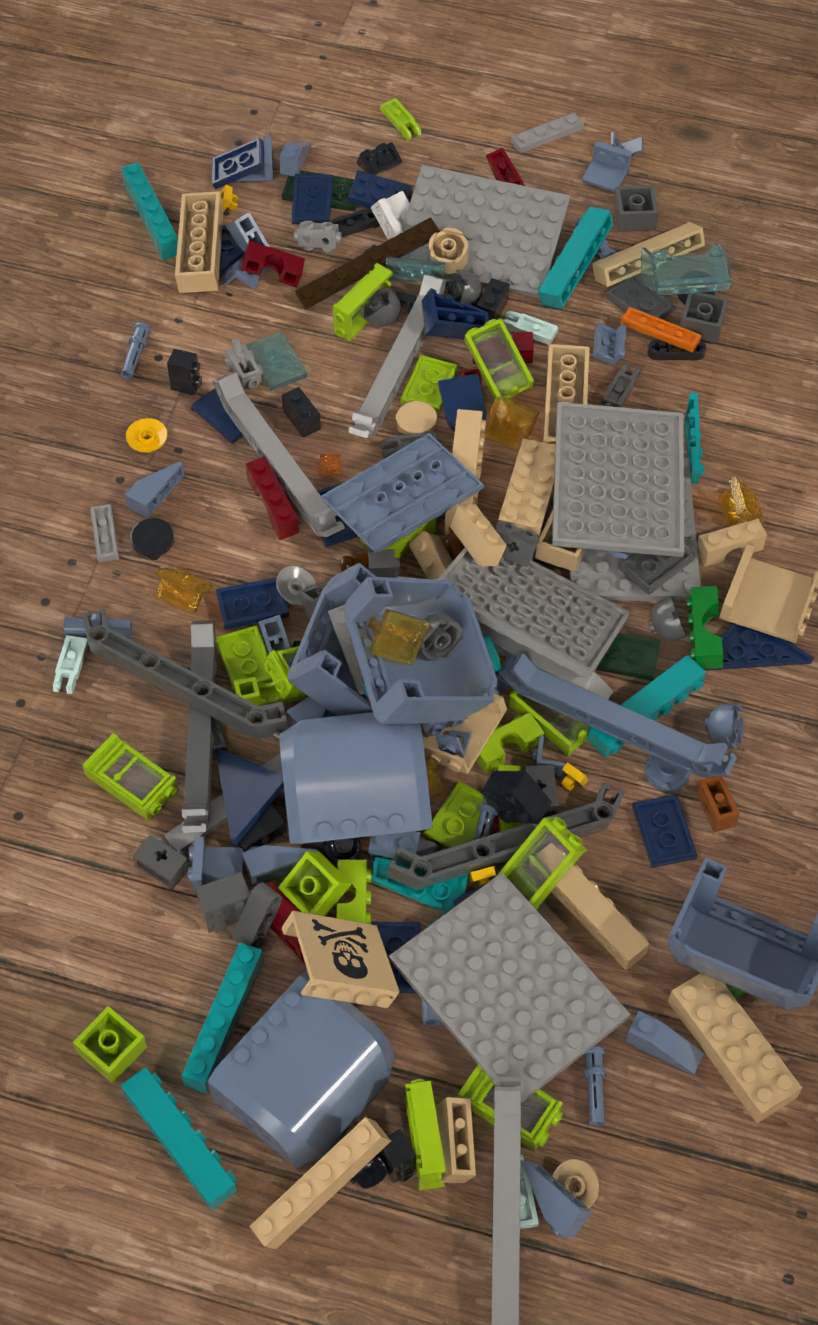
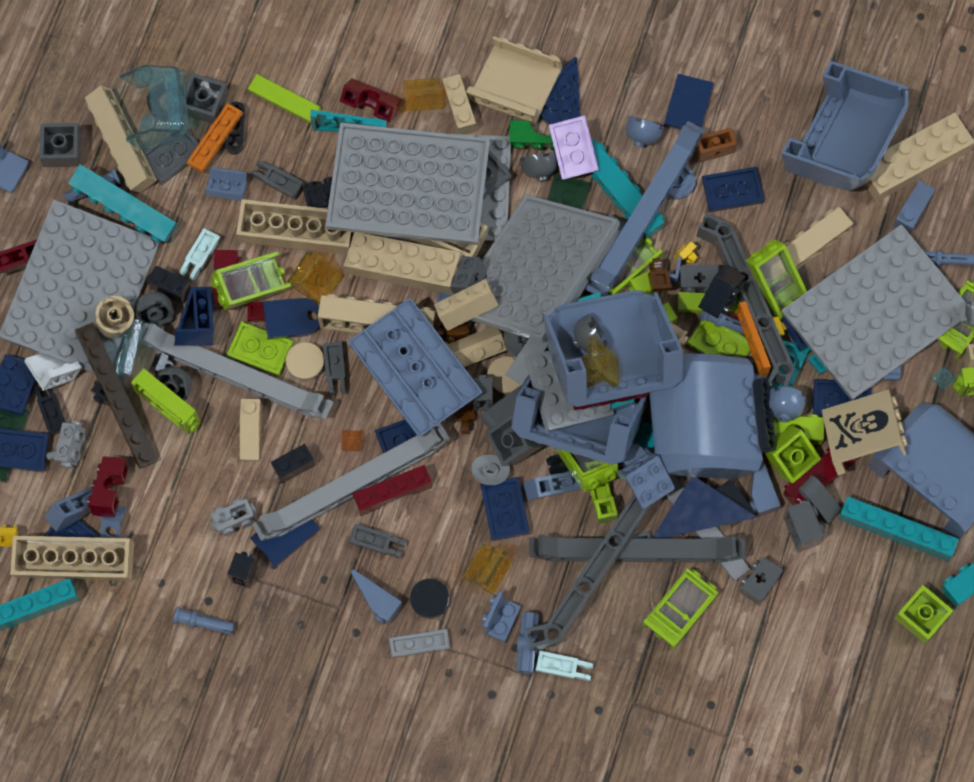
camera: 85 degrees left, 15 degrees up
(128, 597) = (500, 618): none -> sand blue bracket
(146, 435) = (307, 597): yellow dish -> none
(213, 862) = (766, 536): sand blue bracket -> none
(217, 488) = (375, 540): none -> dark grey hinge
(244, 655) = (561, 515): lime tile -> none
(270, 712) = (647, 479): none -> sand blue bracket
(277, 361) = (222, 487): clear light blue tile -> none
(341, 376) = (250, 429): none -> tan slope
(357, 845) = (764, 415): none -> black beam
(373, 871) = (786, 403): none -> sand blue cylinder
(431, 1072) = (943, 372): none -> clear light blue plate
(451, 839) = (753, 339): none -> orange tile
(531, 737) = (658, 278): none -> reddish brown plate
(689, 646) = (573, 147): none -> lavender tile
(717, 388) = (282, 98): none -> lime tile
(730, 447) = (360, 94): none -> dark red arch
(771, 780) = (688, 101): none -> dark blue tile

